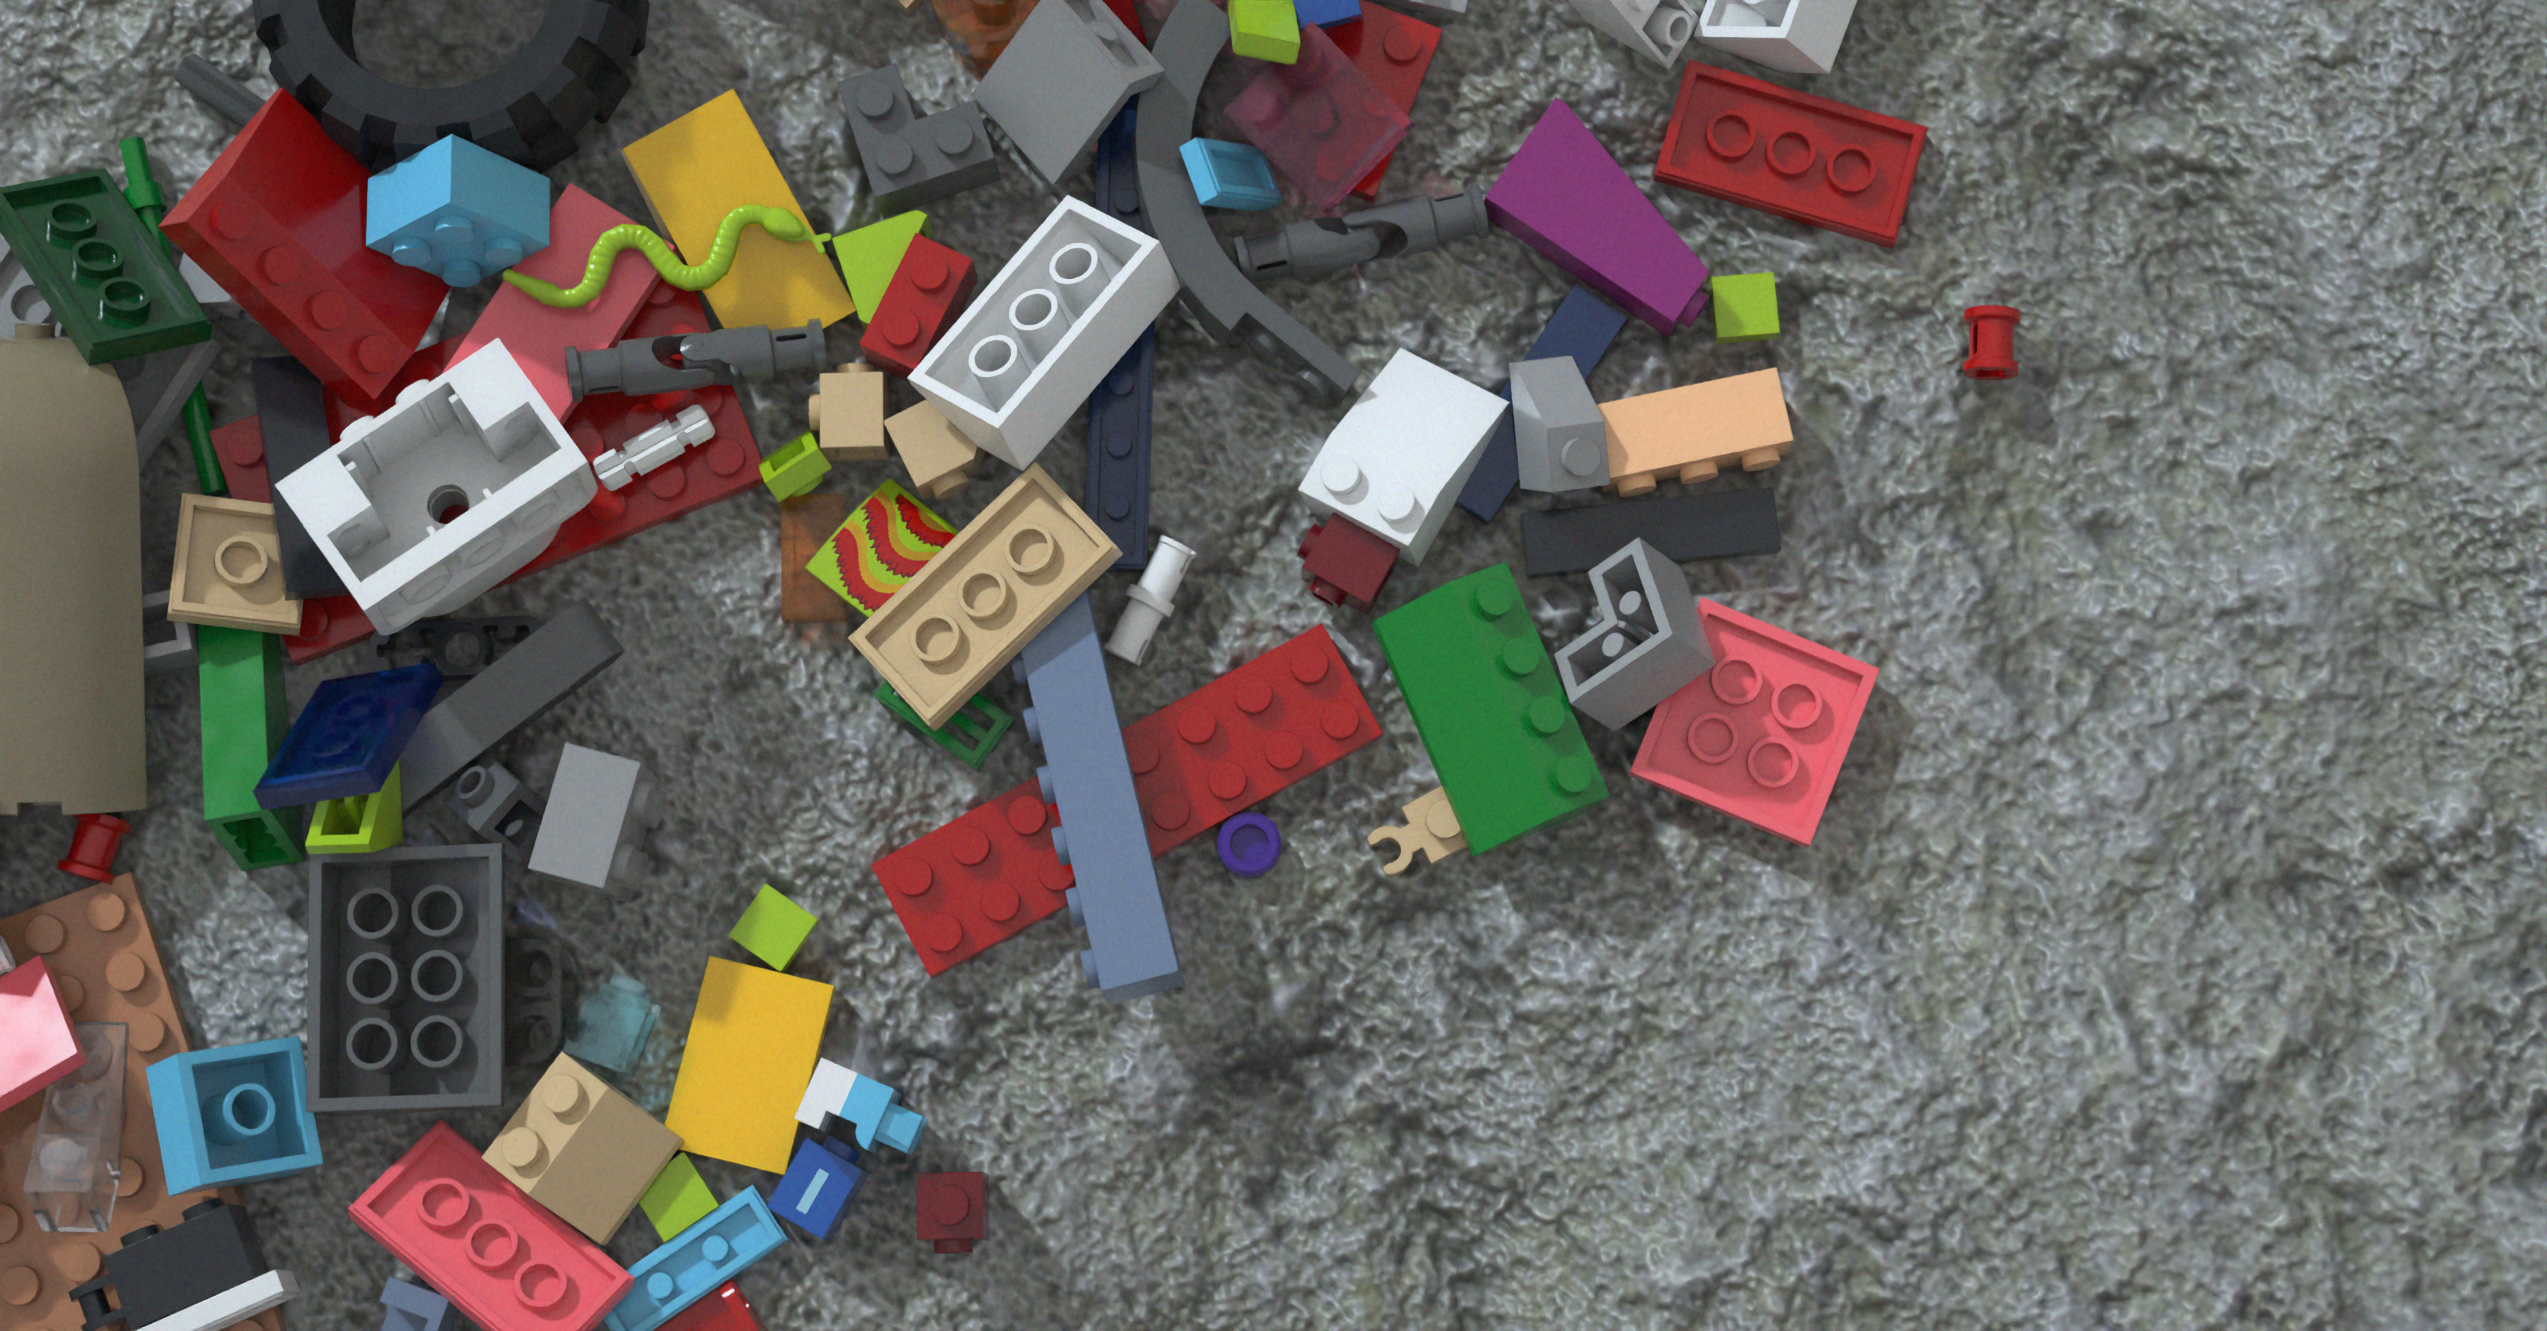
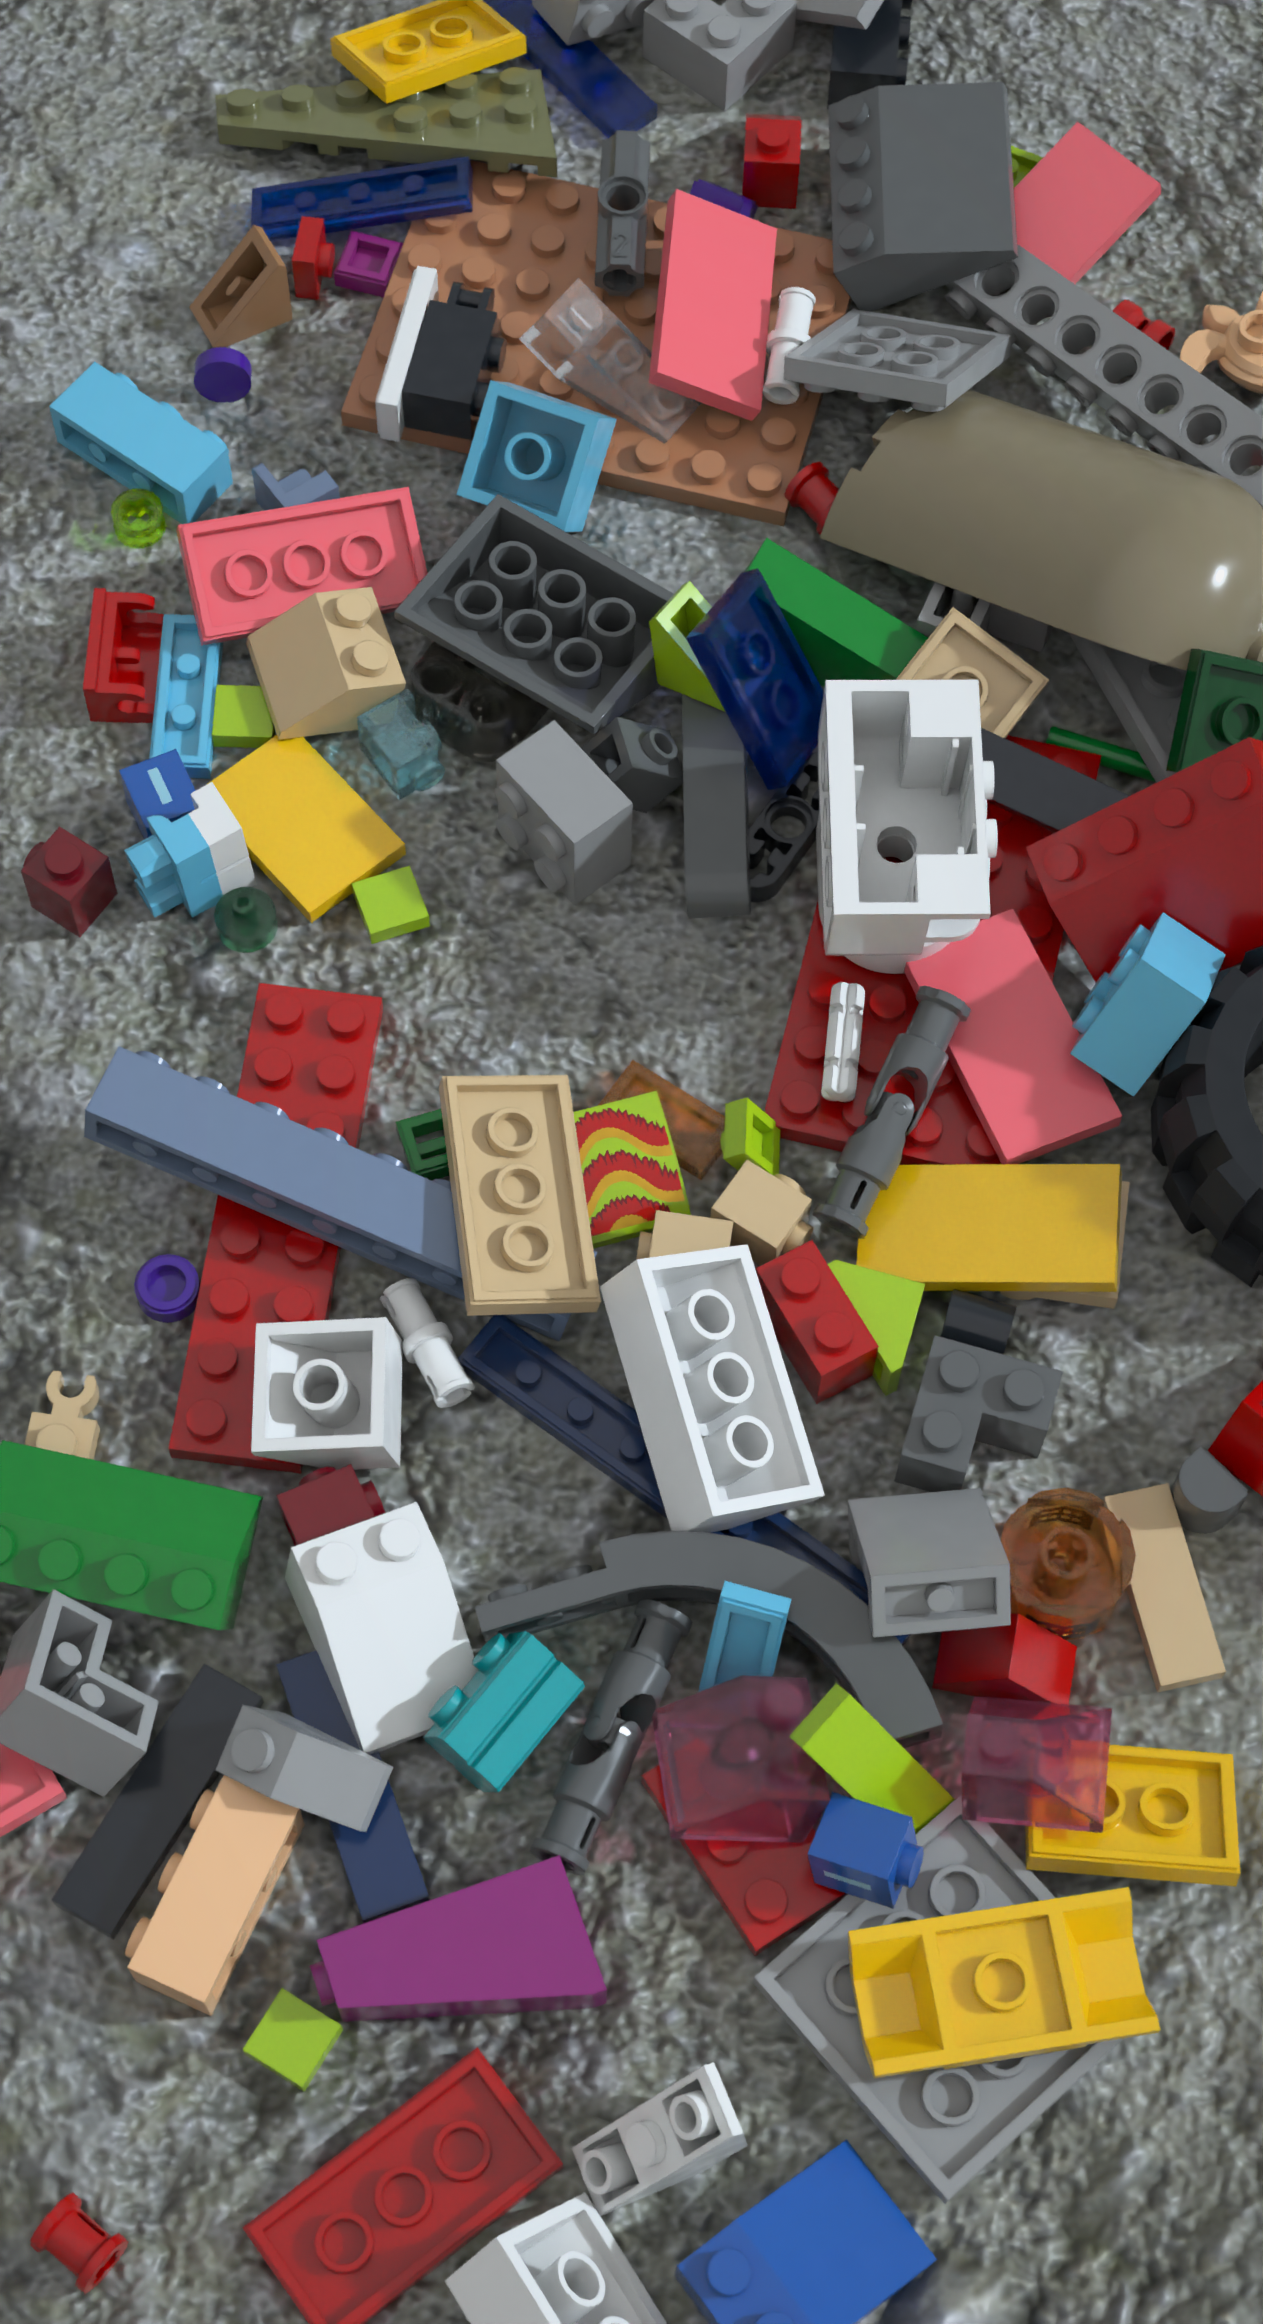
camera: 120 degrees right, 15 degrees down
(776, 221) = (970, 1248): lime animal -> none
(830, 191) = (978, 1321): none -> black brick
(886, 1051) = (246, 919): none -> clear green tile
(1257, 630) = (328, 1393): none -> white slope
(1404, 321) = (502, 1709): none -> teal brick

